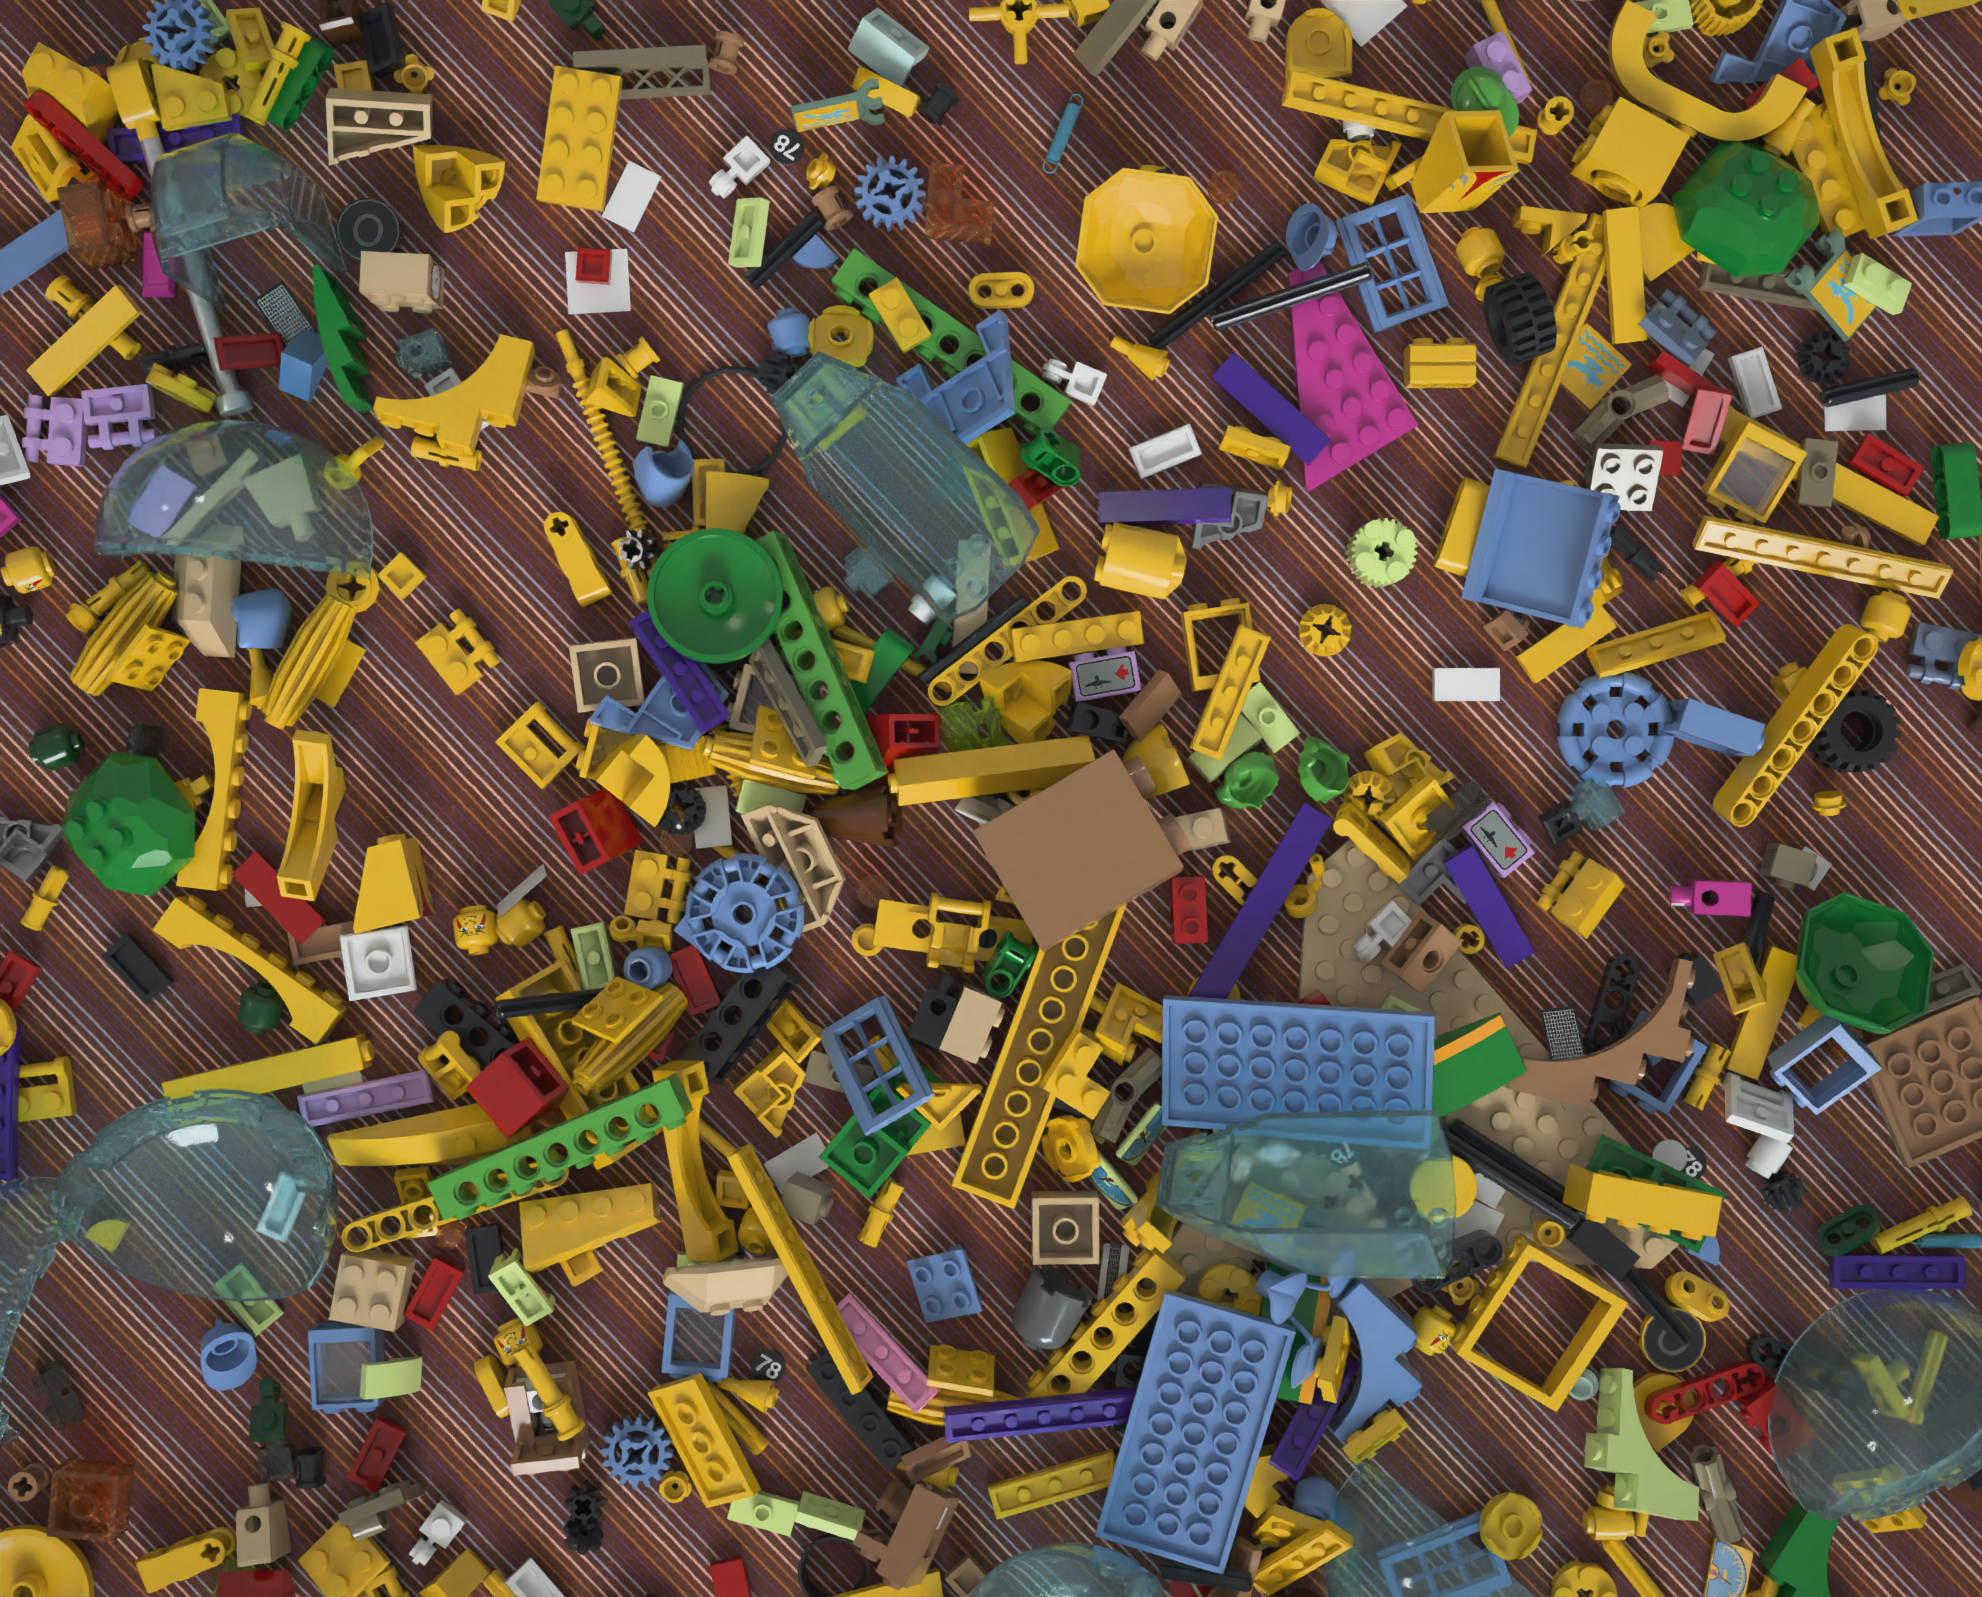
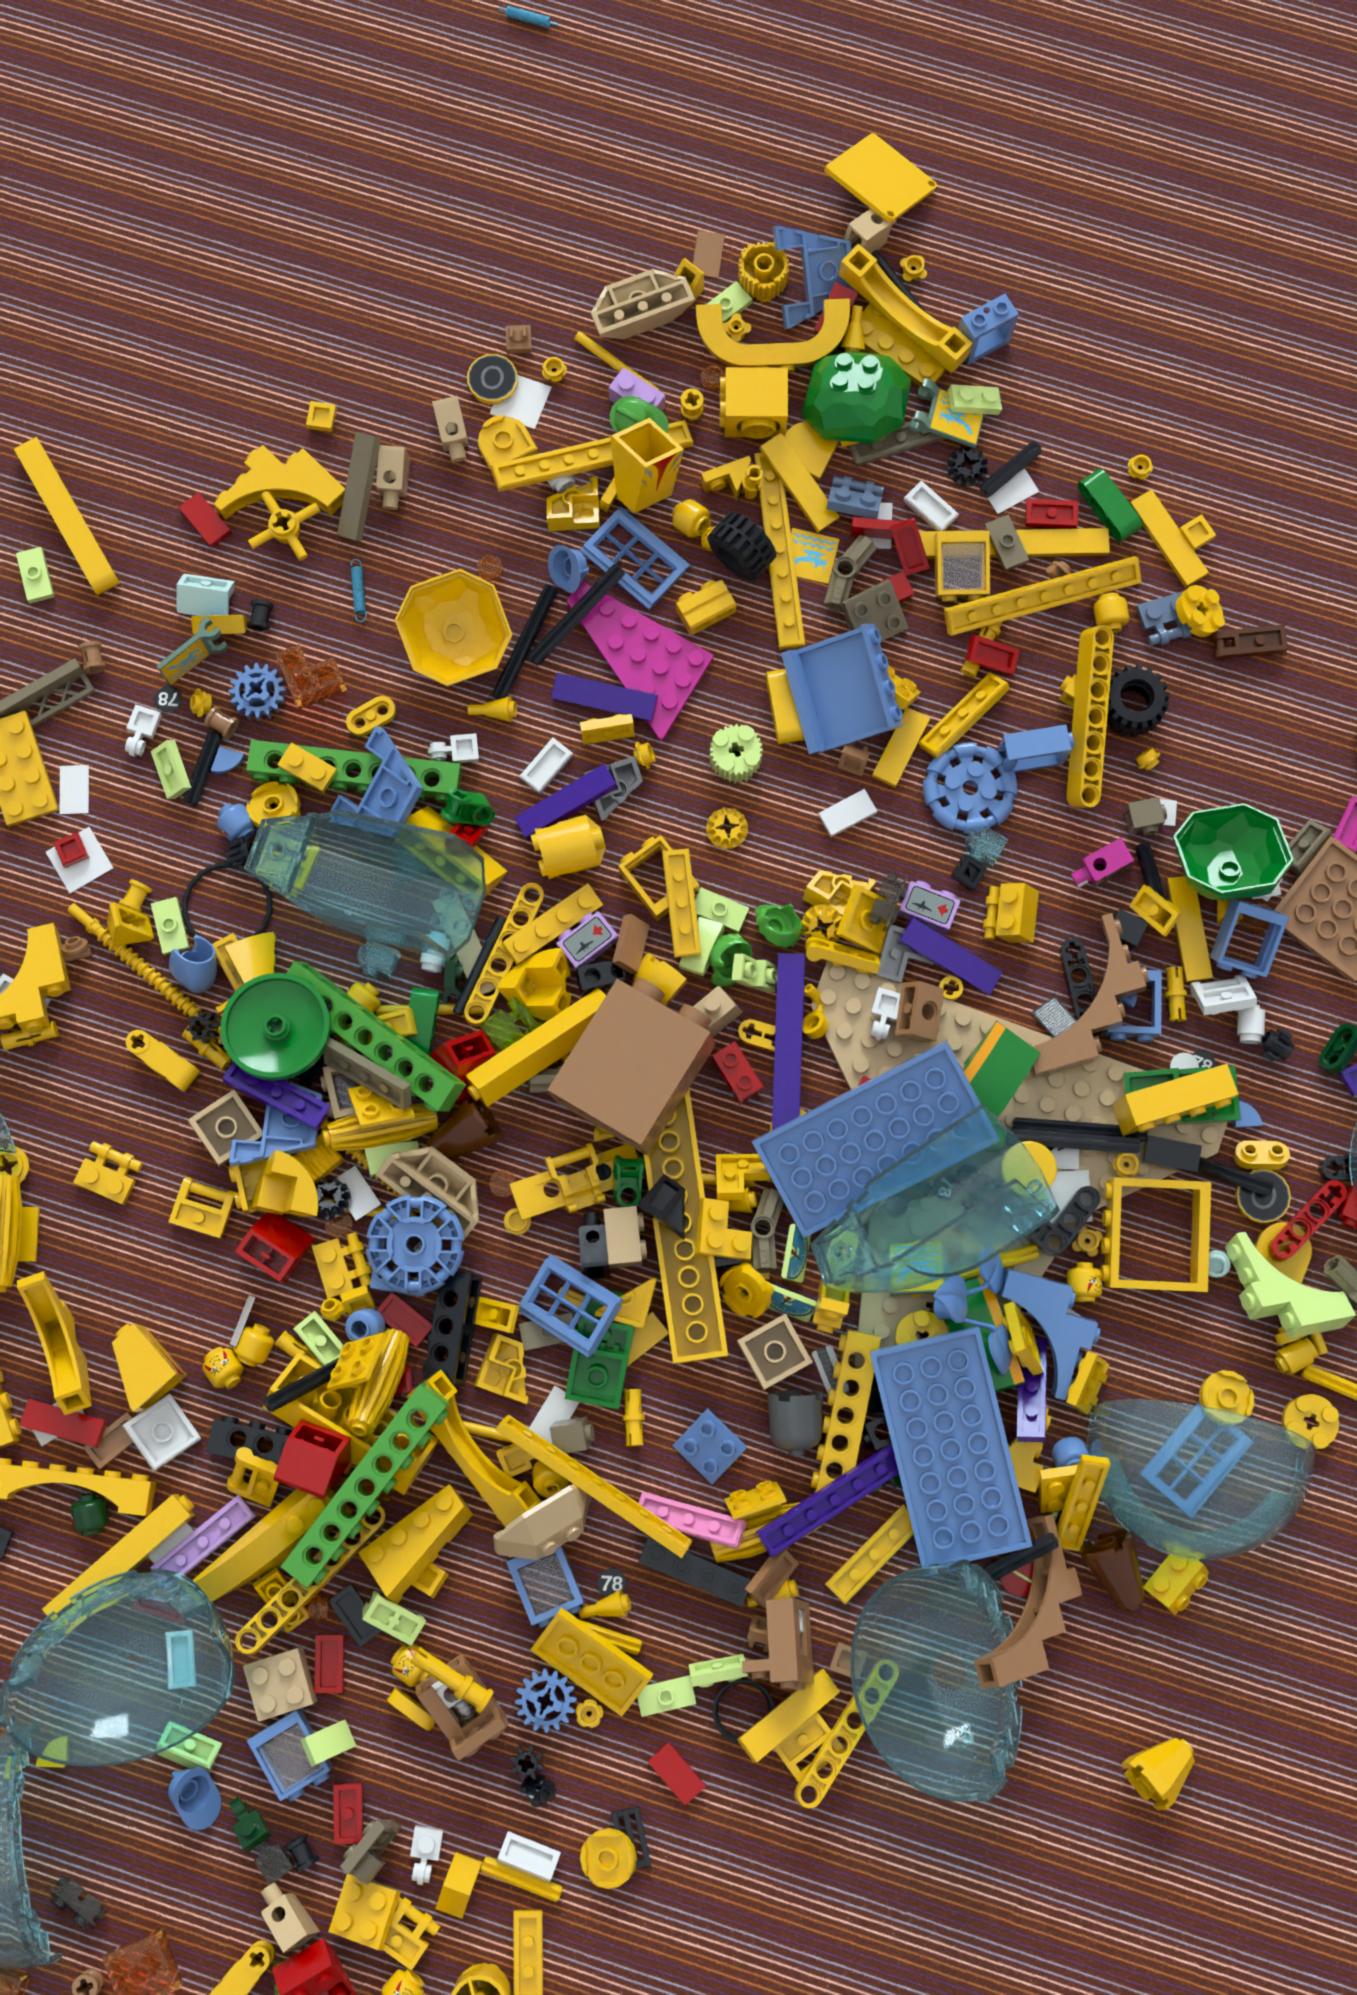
camera: 30 degrees left, 10 degrees down
(401, 575) = (39, 1139): yellow plate -> none
(1034, 1016) = (666, 1204): none -> black slope
(1267, 810) = (754, 973): none -> yellowish green slope
(1635, 553) = (913, 661): black axle -> none

